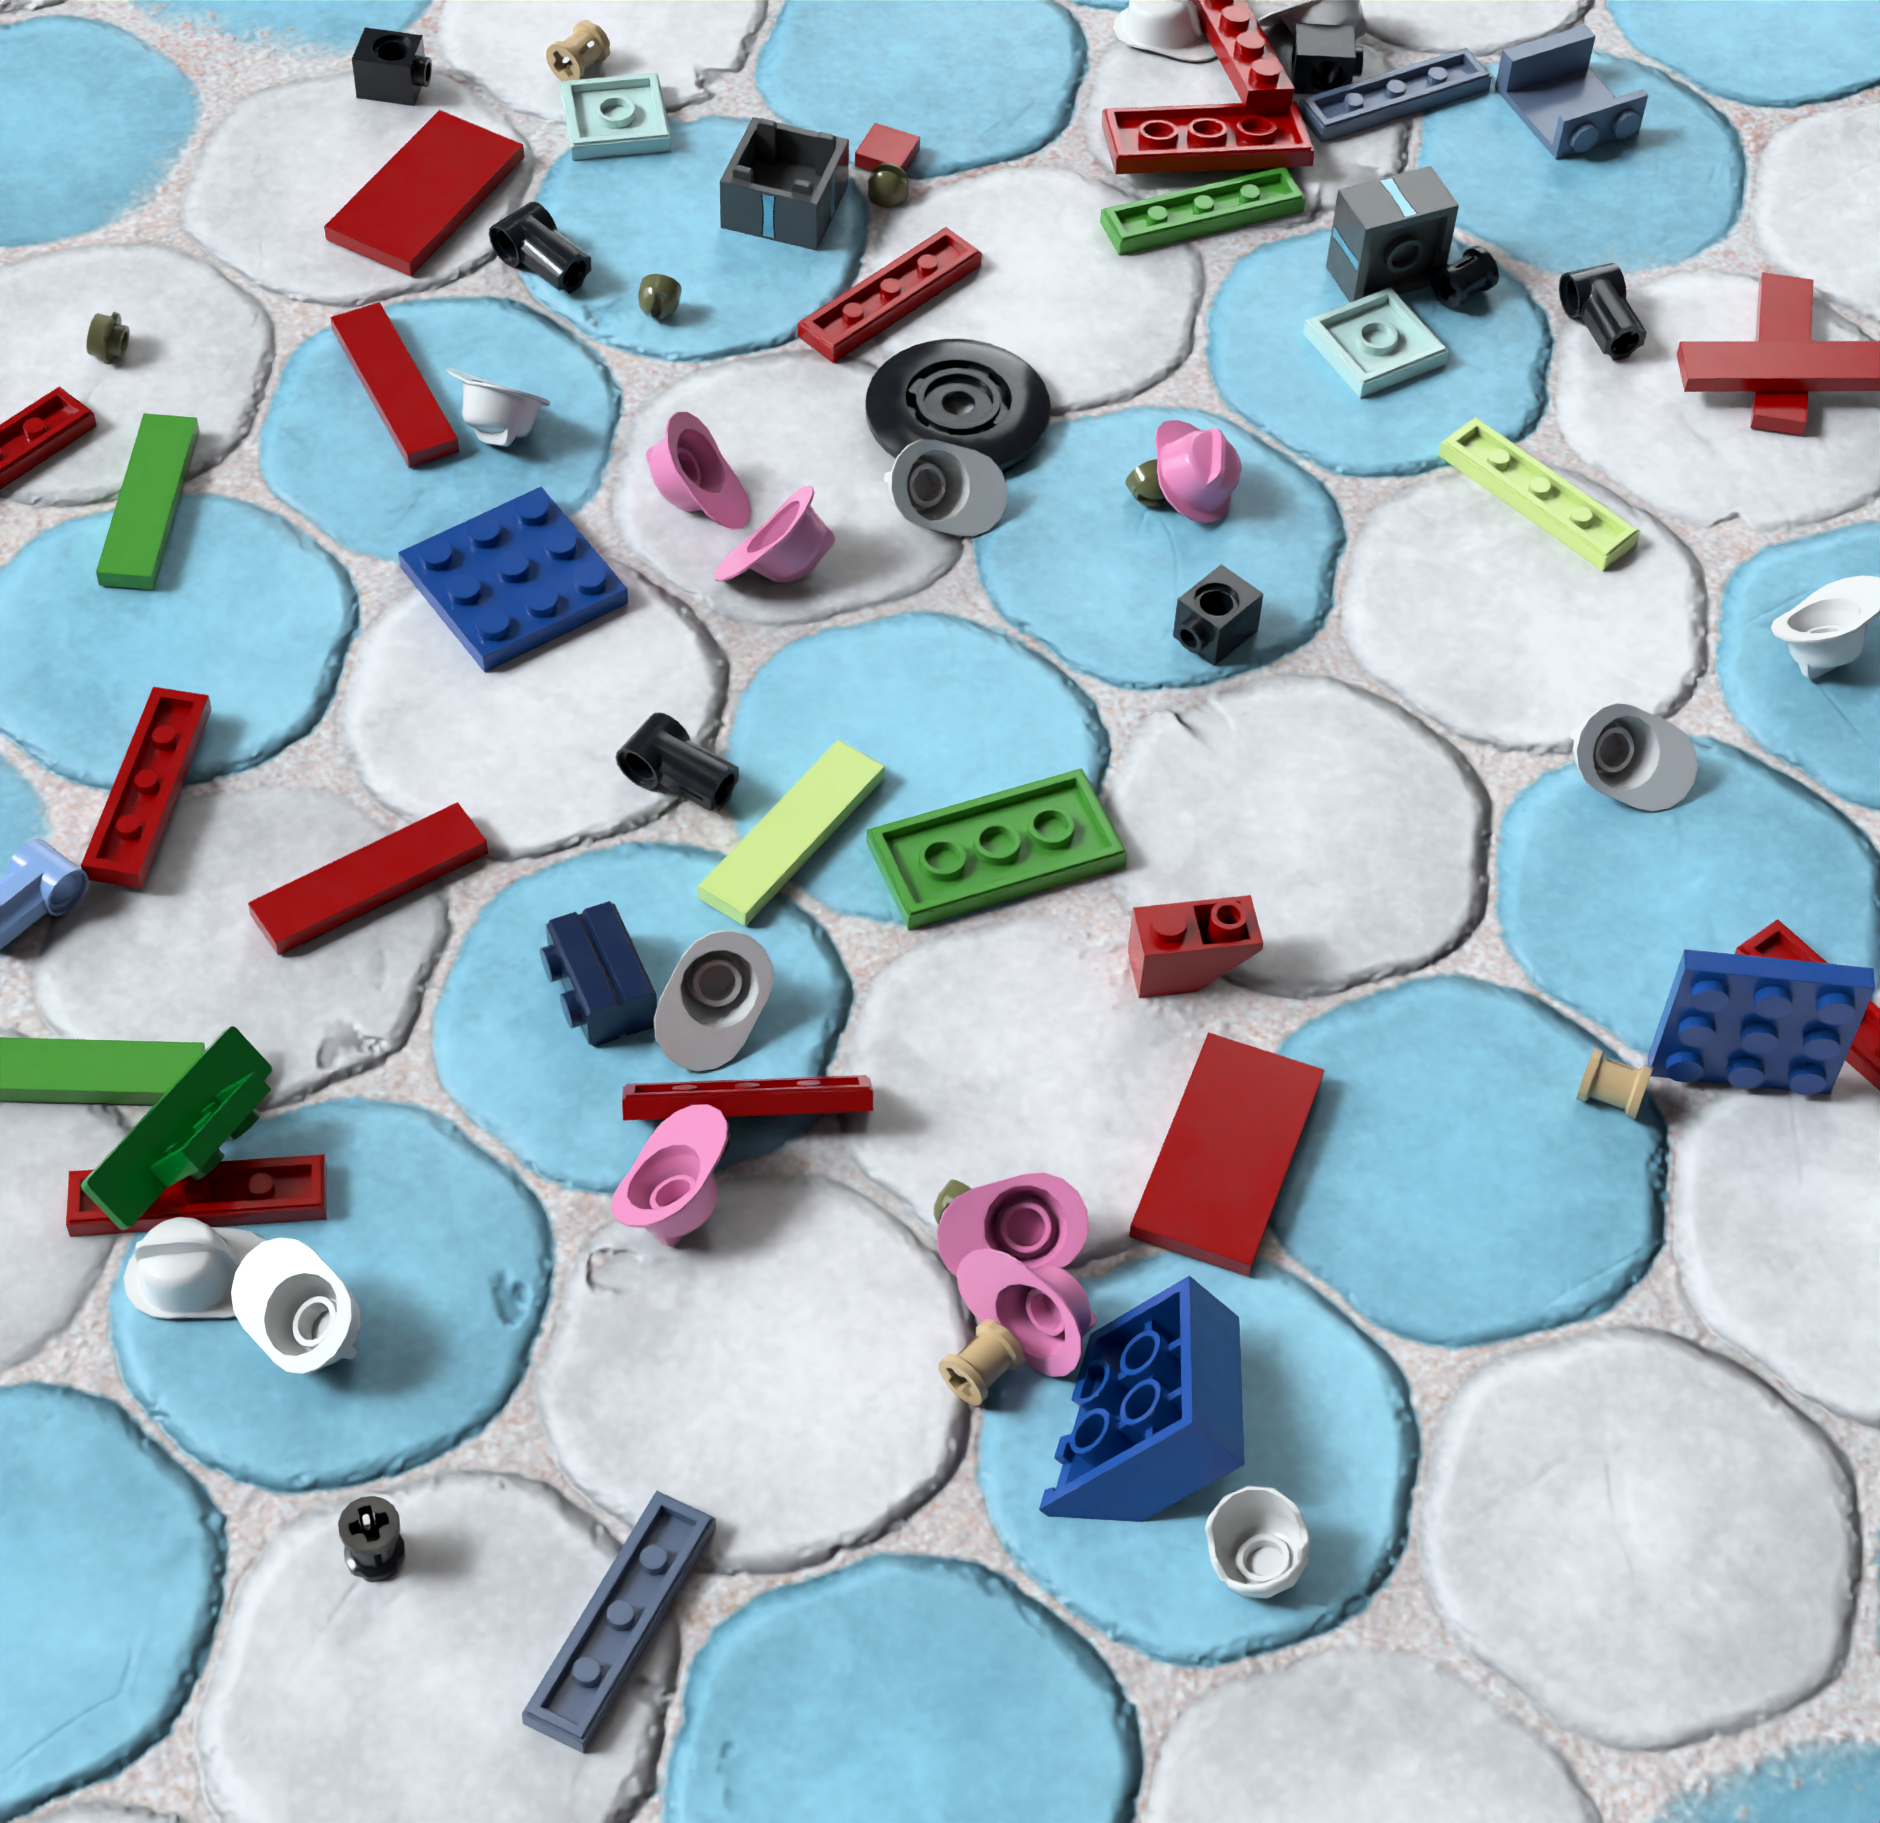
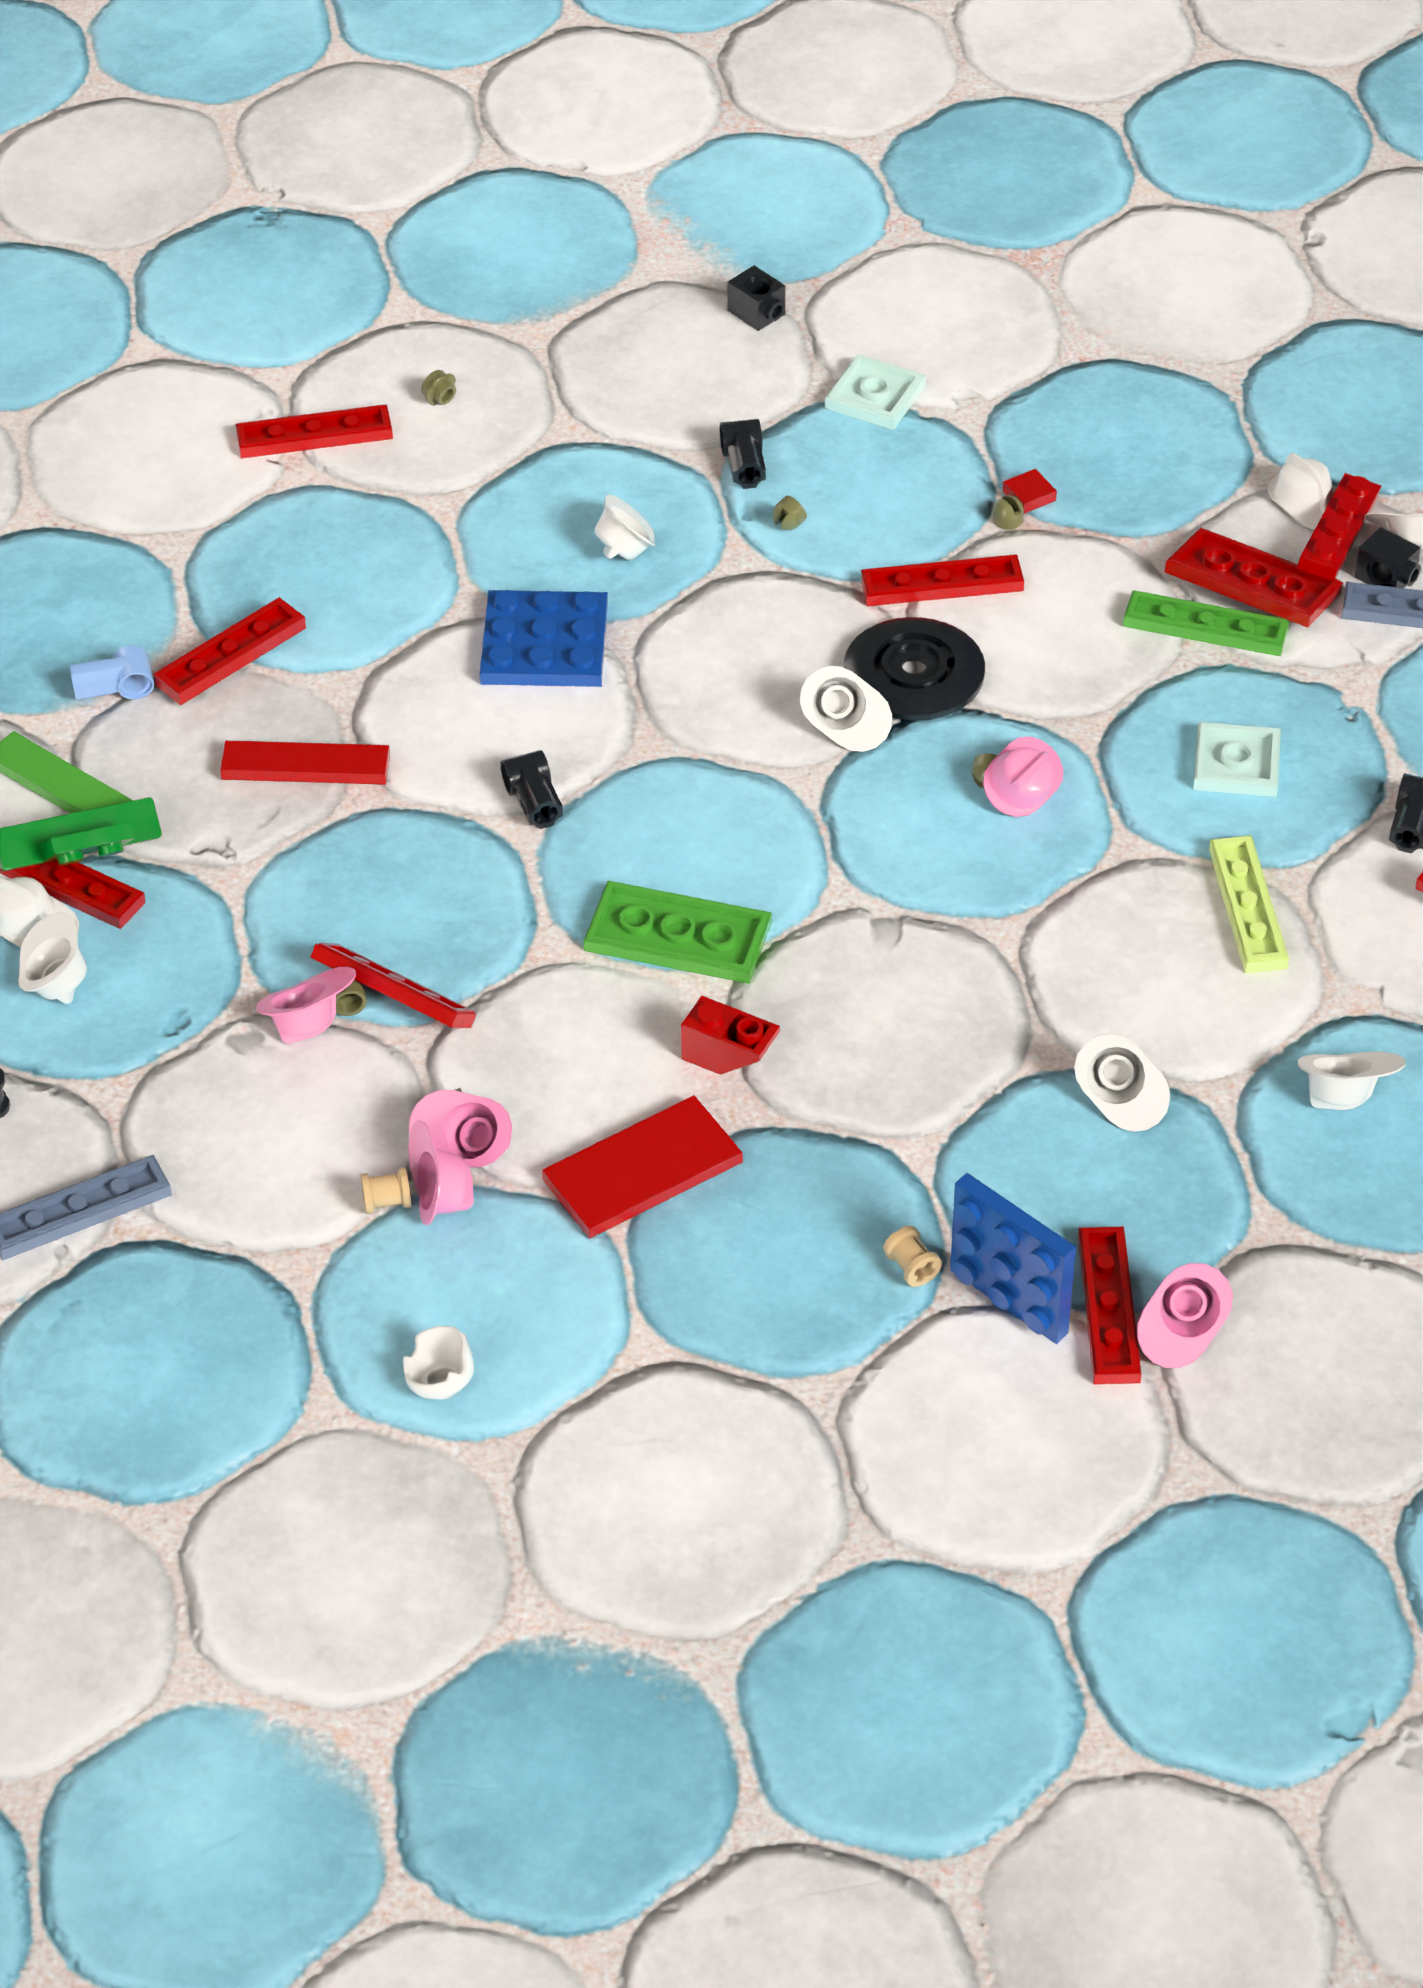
camera: 40 degrees right, 5 degrees down
(148, 502) = (378, 494): bright green tile -> none
(394, 385) = (581, 493): red tile -> none
(424, 192) = (710, 386): red tile -> none
(577, 50) = (895, 332): tan bush -> none
(600, 974) = (375, 877): dark blue brick -> none
(695, 474) = (704, 627): bright pink piece -> none
(713, 1000) = (418, 921): white piece -> none
(784, 183) = (933, 479): dark grey container -> none
(785, 545) = (721, 697): bright pink piece -> none
(791, 833) = (565, 860): yellowish green tile -> none
(1153, 1409) = (455, 1265): blue wedge -> none
(1217, 615) = (944, 867): black brick -> none
(1391, 233) = (1299, 691): dark grey container -> none
(1463, 277) = (1337, 745): black bush -> none

